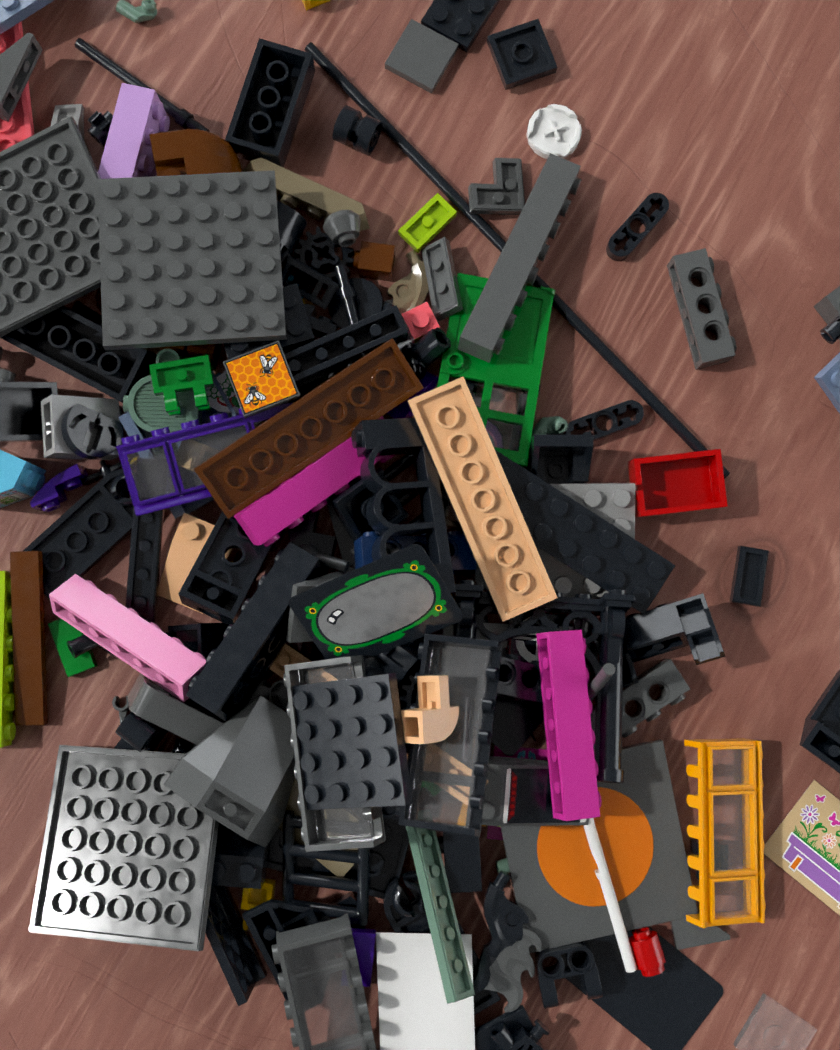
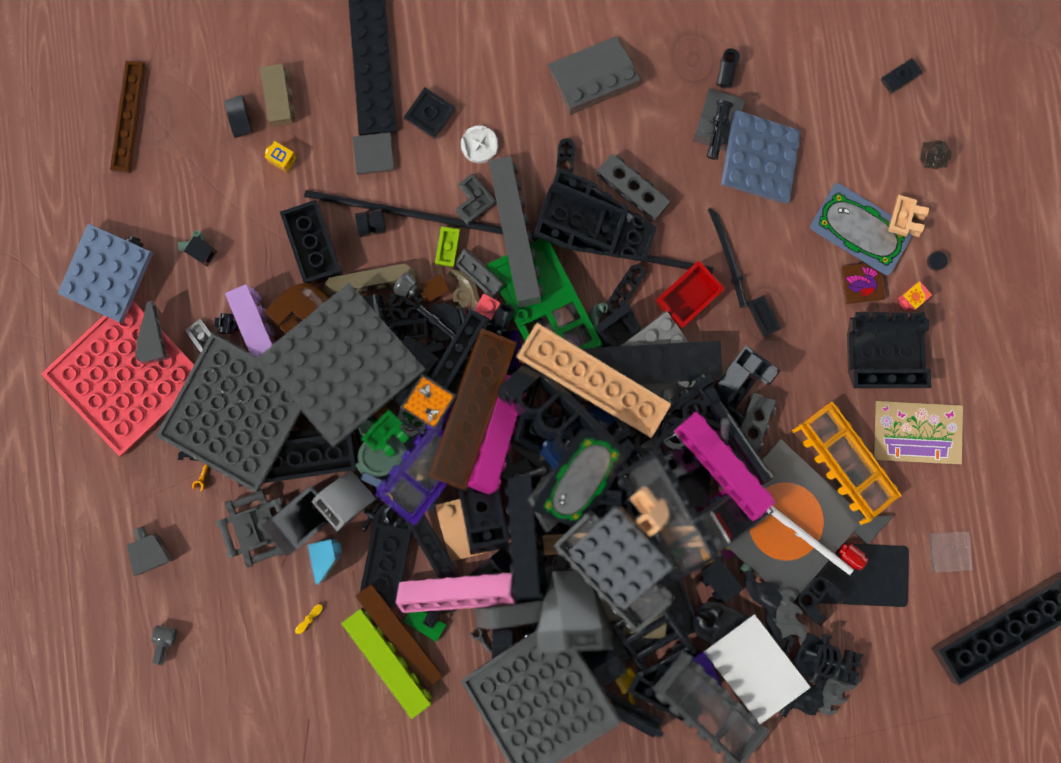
camera: 40 degrees left, 0 degrees up
(53, 493) = (352, 549): dark purple slope -> none
(107, 436) = (362, 494): black piece -> none
(138, 26) = (200, 251): none -> black panel
(181, 116) = (264, 285): black bar -> none
(440, 914) = (728, 613): sand green tile -> none
(620, 308) = (591, 221): none -> black wedge
(748, 506) = (736, 278): none -> black sword
(750, 147) = (594, 75): none -> dark grey slope

